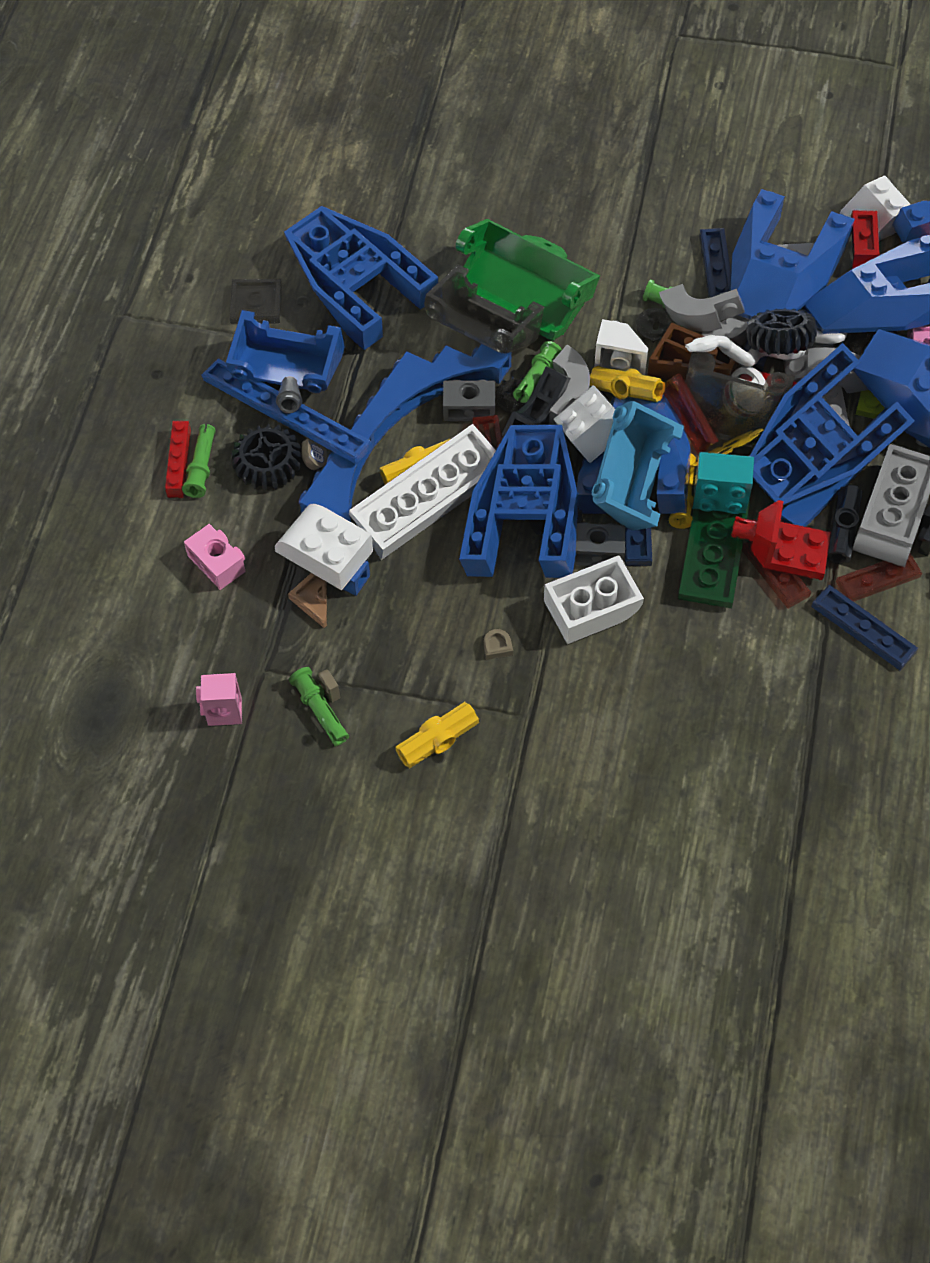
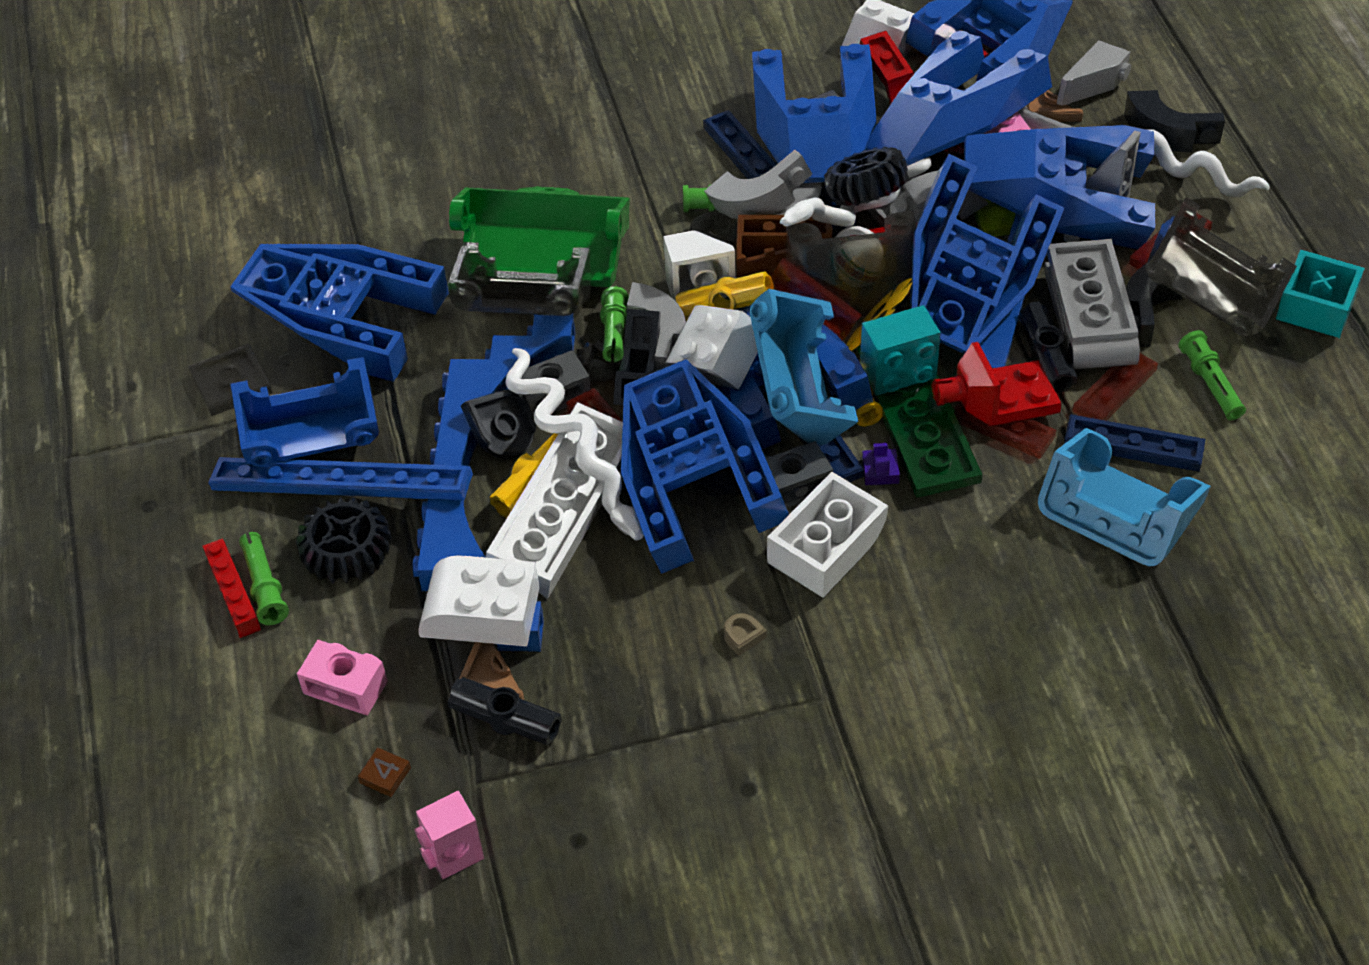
camera: 25 degrees left, 10 degrees down
(208, 635) = (384, 772): none -> reddish brown tile
(289, 396) = (339, 457): dark grey cone -> none
(313, 455) = (400, 514): dark tan tile -> none
(314, 697) = (558, 784): bright green pin -> none
(315, 638) = (522, 718): none -> black piece
(329, 685) = (570, 763): dark tan tile -> none
(416, 415) = (501, 423): none -> black tile
(437, 734) = (735, 762): yellow piece -> none
(456, 462) = (621, 515): none -> white animal
(666, 563) = (880, 465): none -> dark purple tile
(817, 668) = (1113, 506): none -> dark azure windscreen

